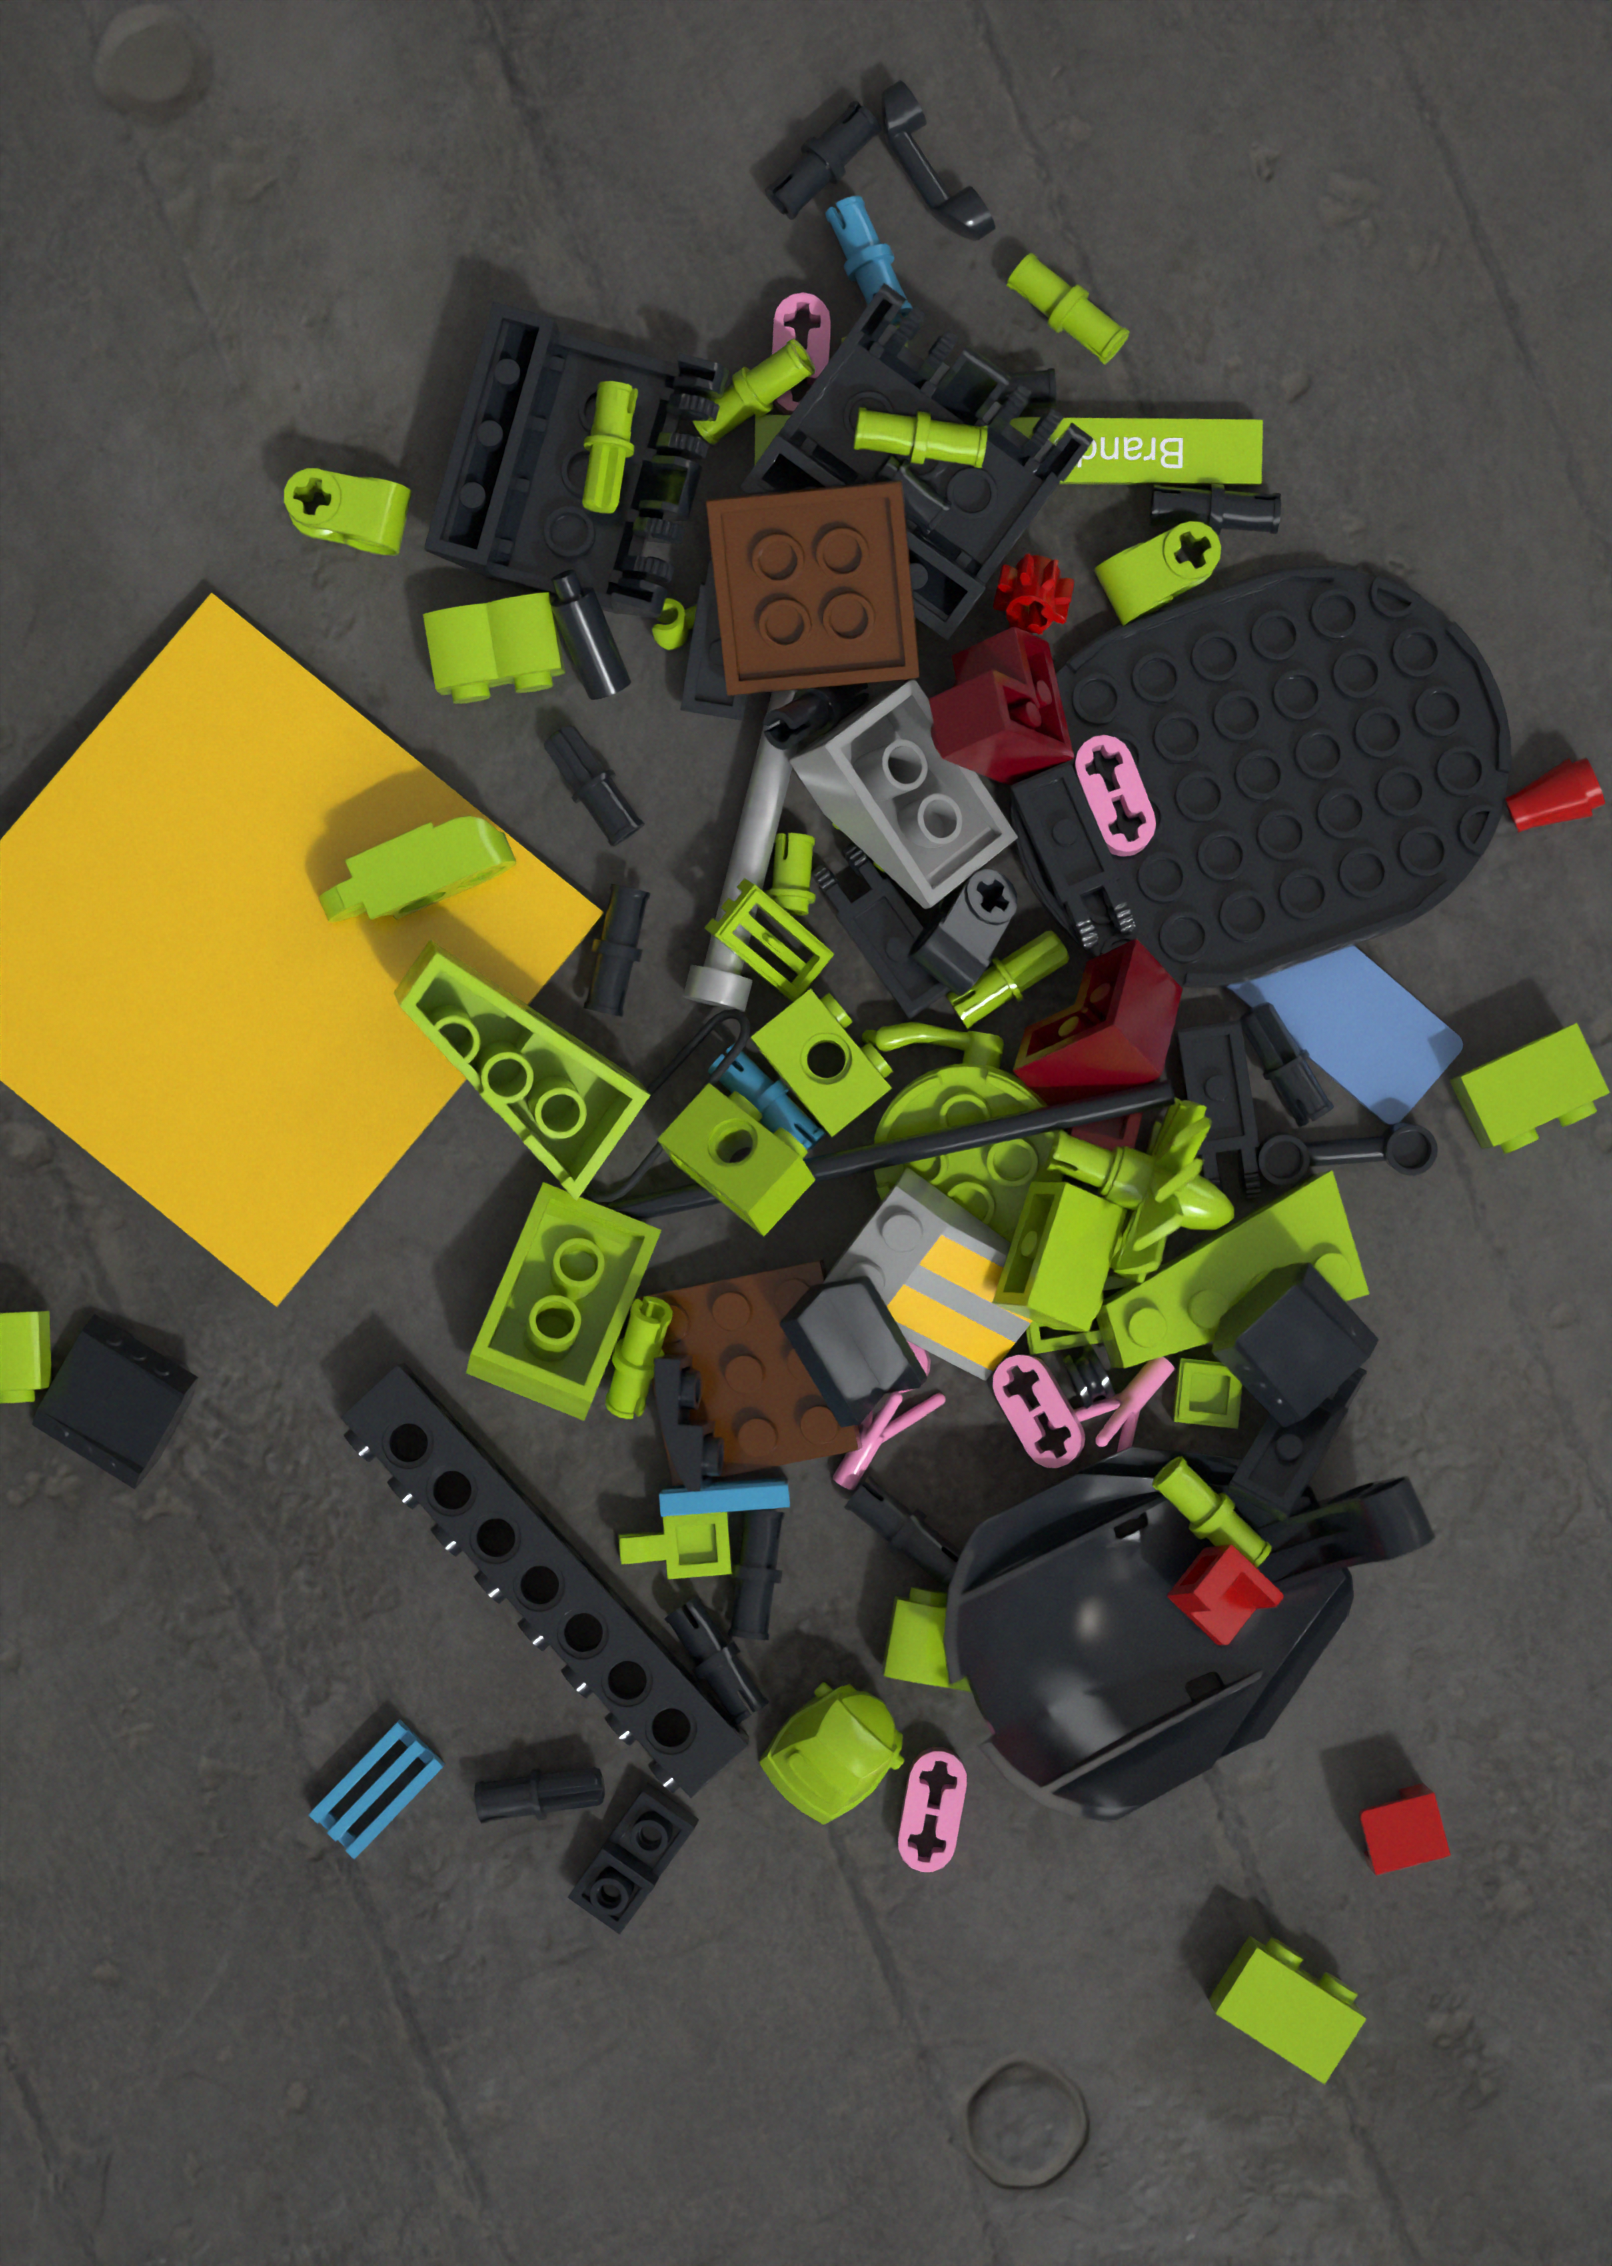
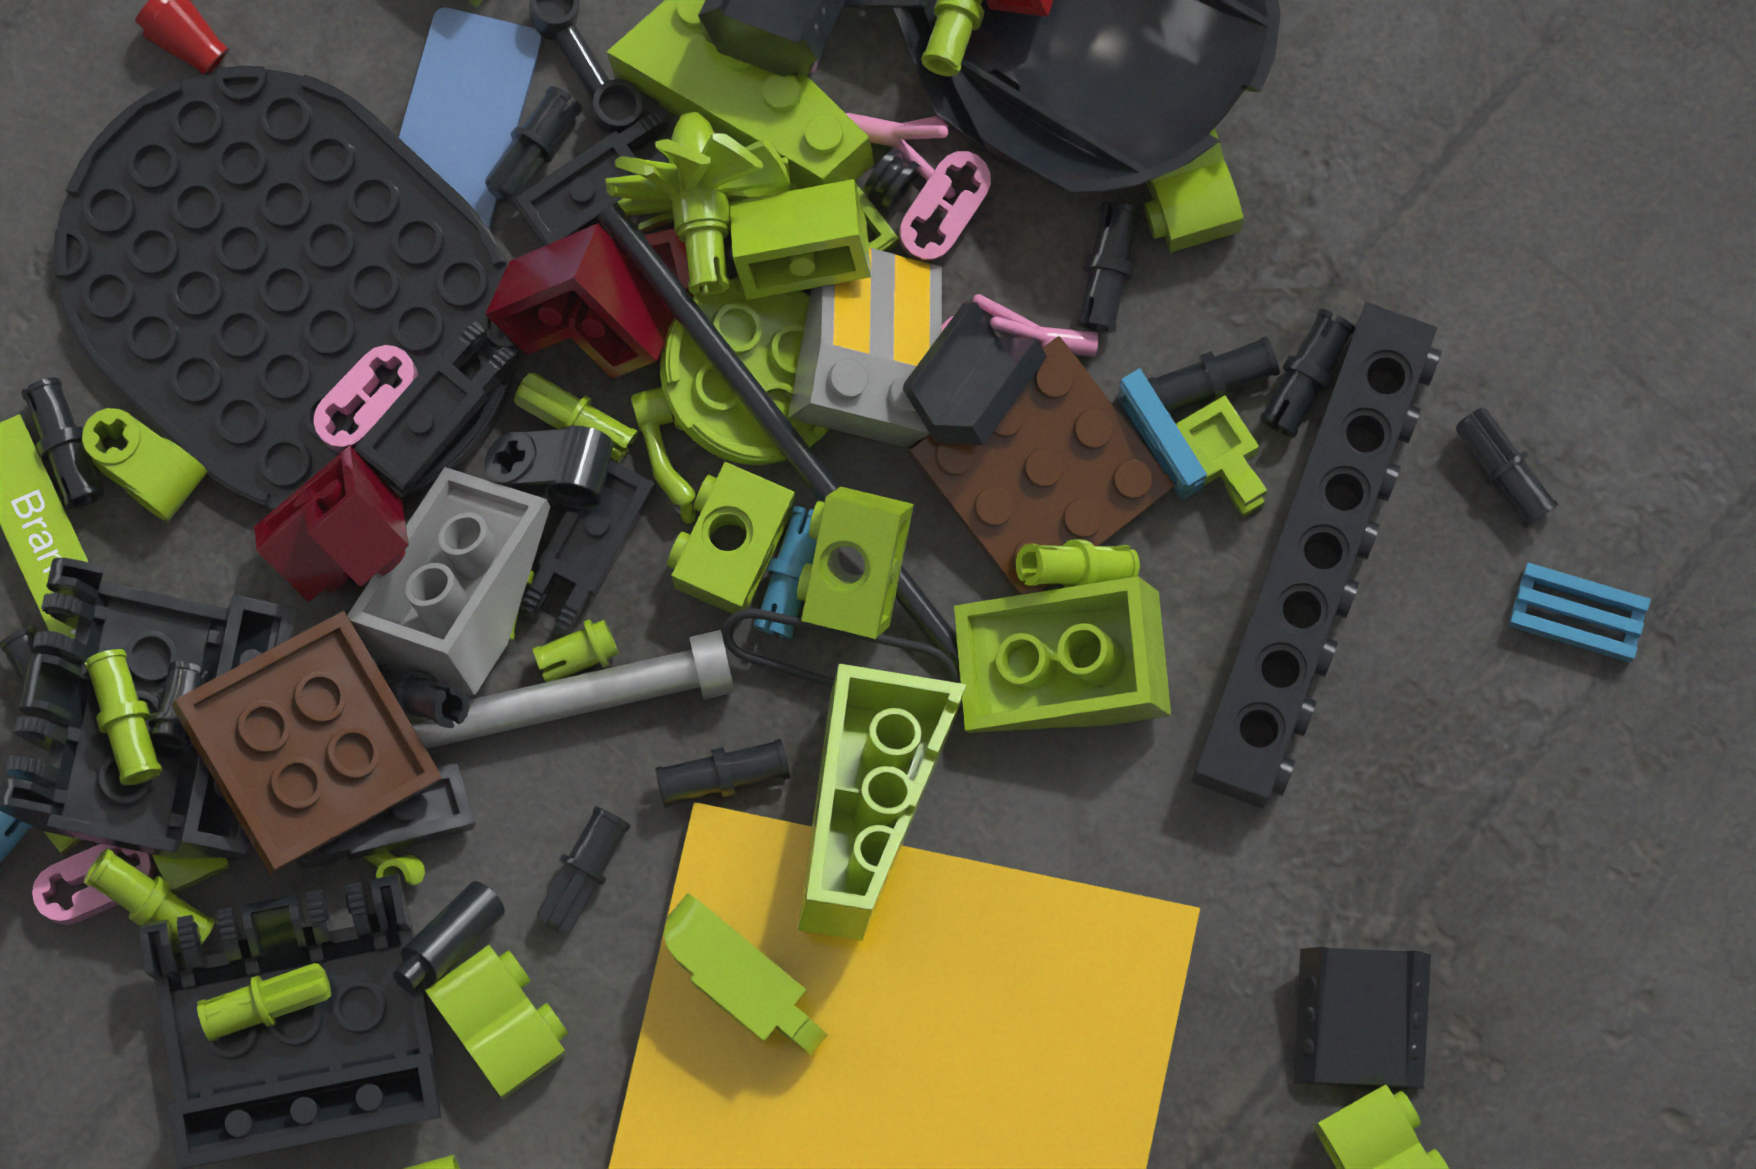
camera: 120 degrees left, 10 degrees down
(633, 1858) = (1517, 362): black slope -> none
(689, 1442) = (1131, 472): black slope -> none
(737, 914) = (638, 665): lime tile -> none
(833, 1752) = (1332, 235): lime helmet -> none
(947, 1812) = (1331, 117): bright pink beam -> none
(1033, 594) = (216, 560): red gear -> none
(1206, 1394) = (855, 75): lime tile -> none

